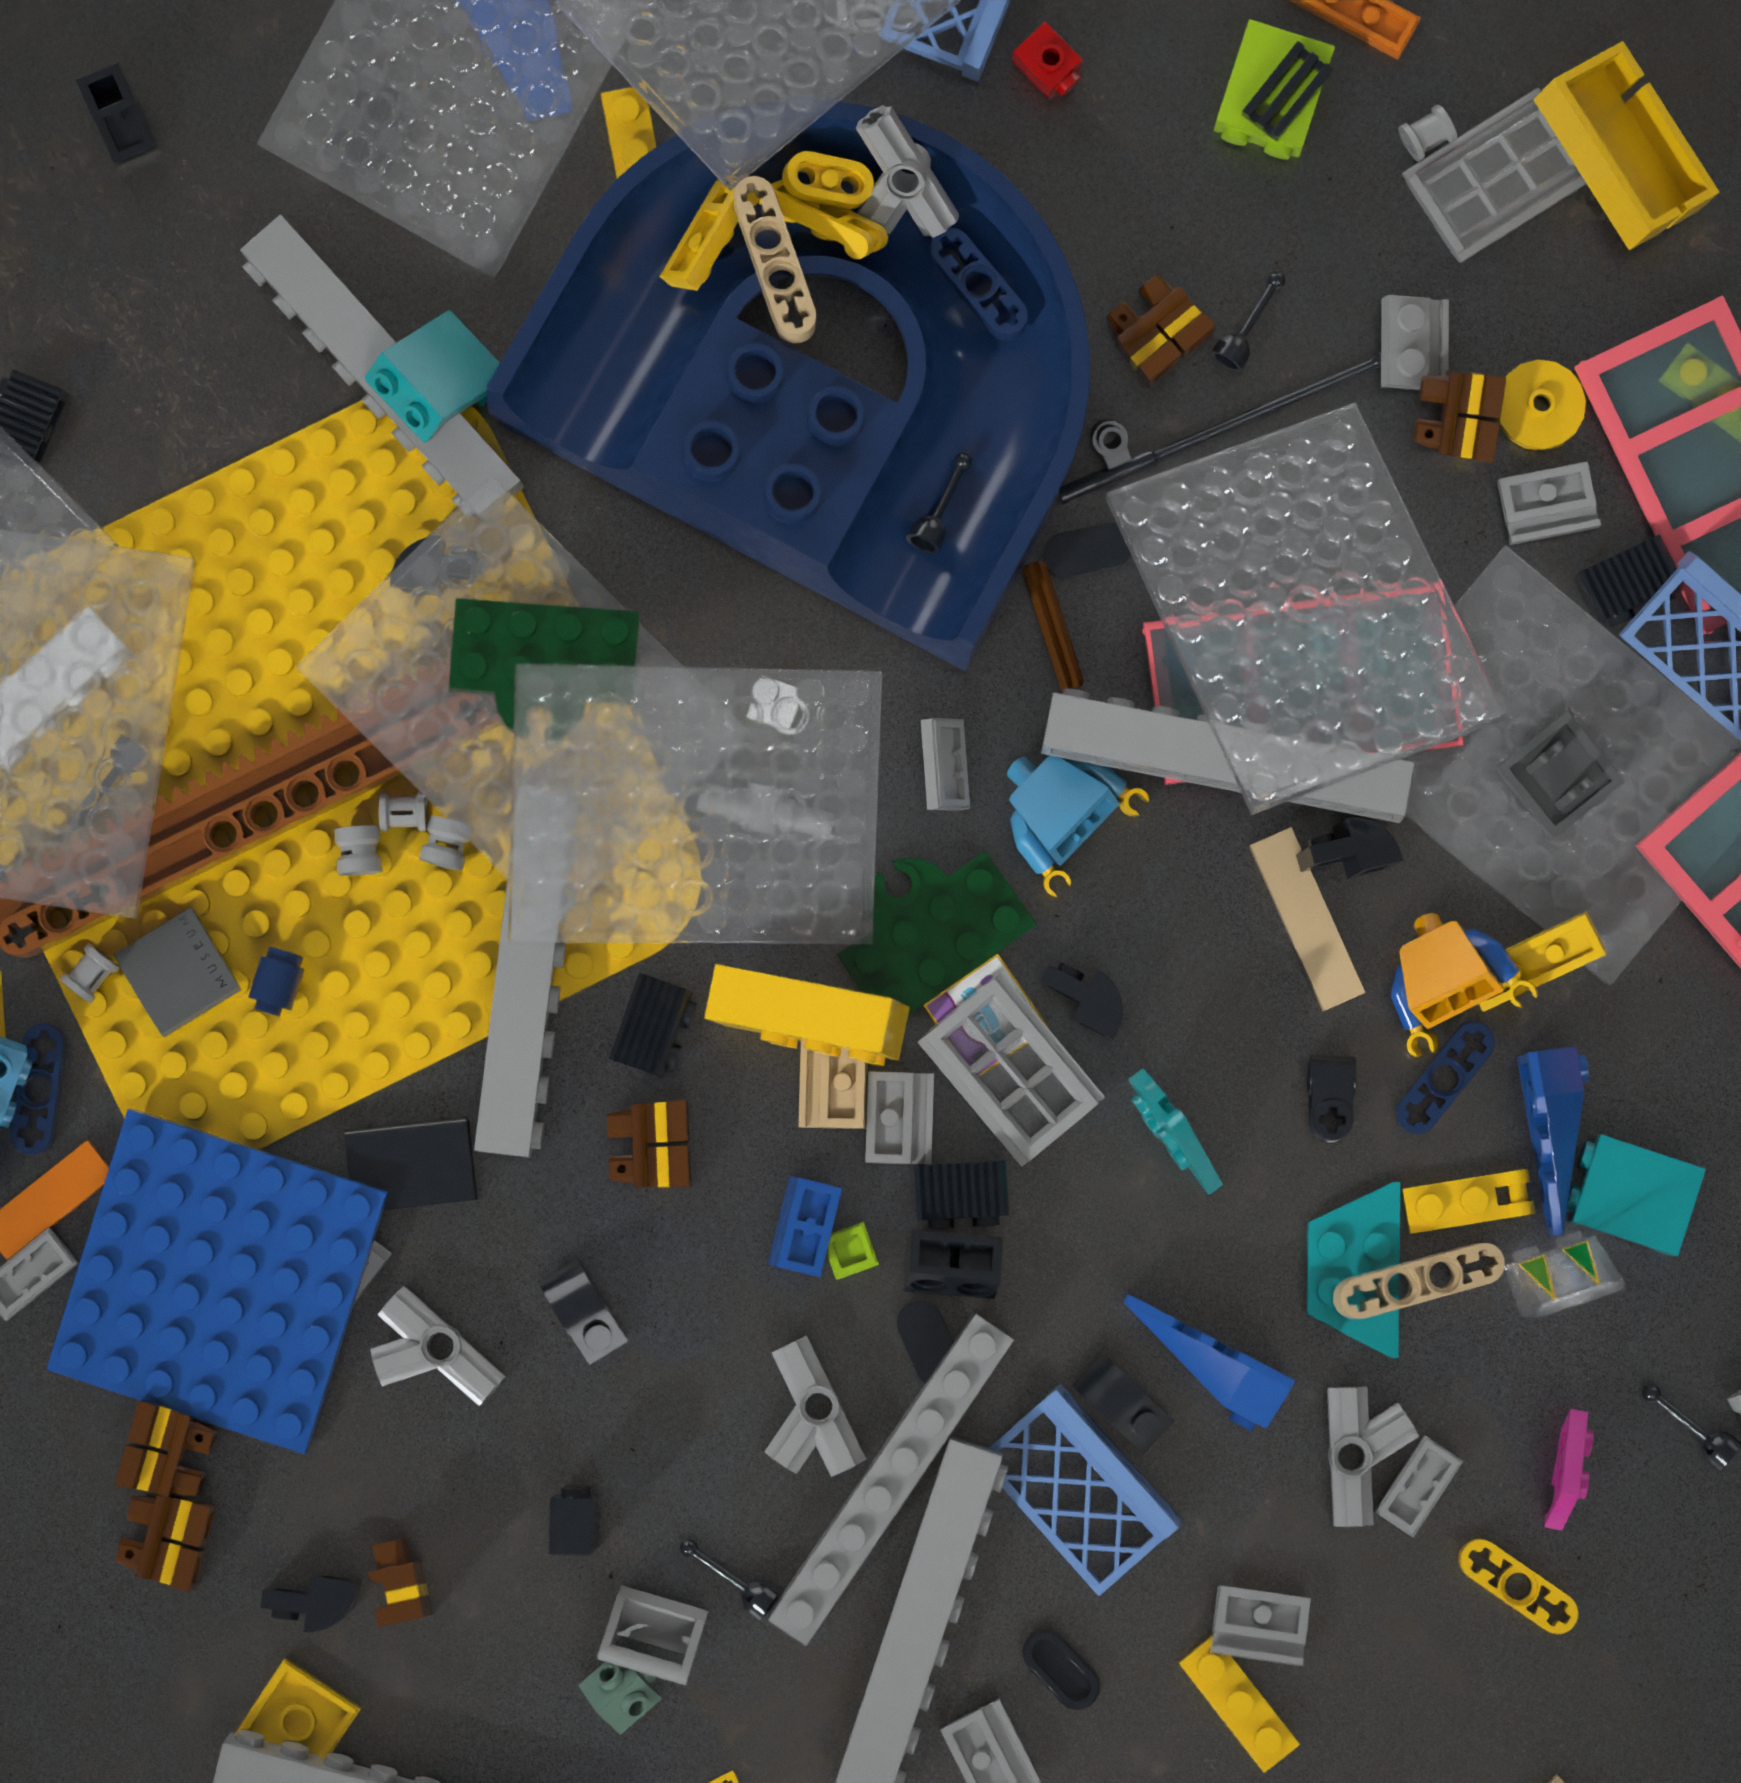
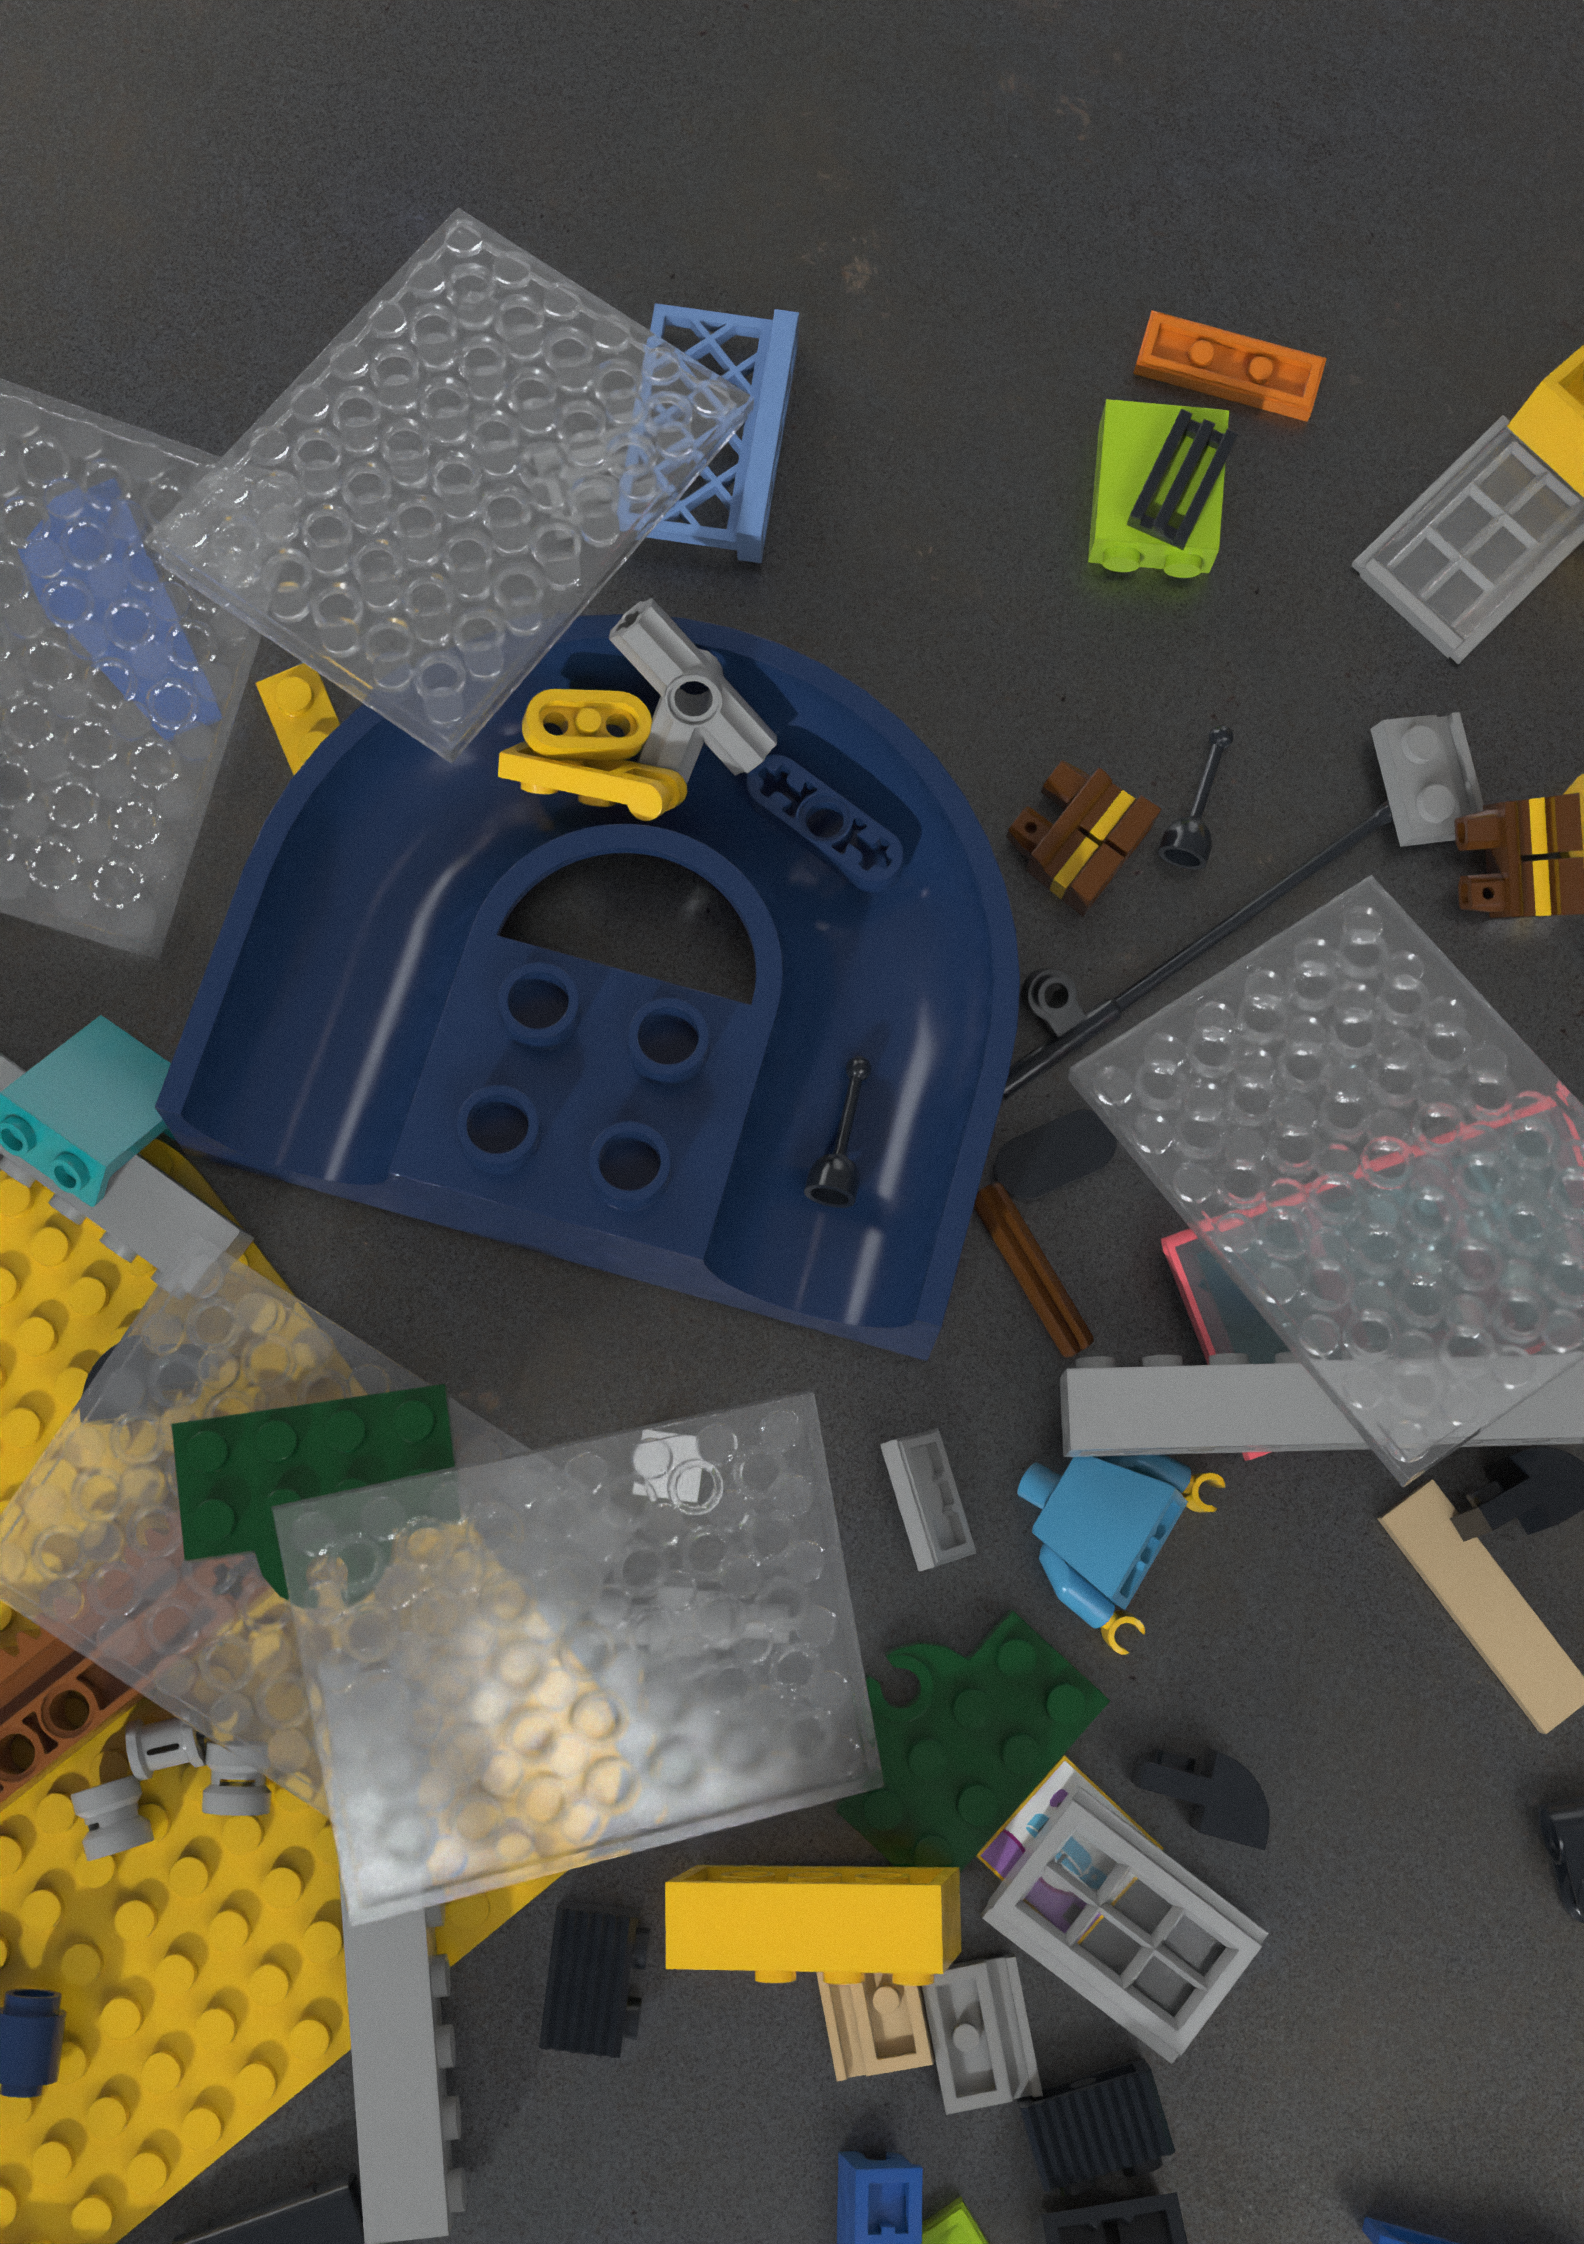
camera: 20 degrees left, 5 degrees down
(649, 1125) = (638, 2156): reddish brown hips -> none
(704, 239) = (438, 831): yellow plate -> none
(771, 260) = (537, 841): tan beam -> none
(1048, 62) = (849, 515): red brick -> none
(1173, 1130) = (1398, 1985): teal wing -> none
(1428, 132) = (1375, 501): light grey bush -> none

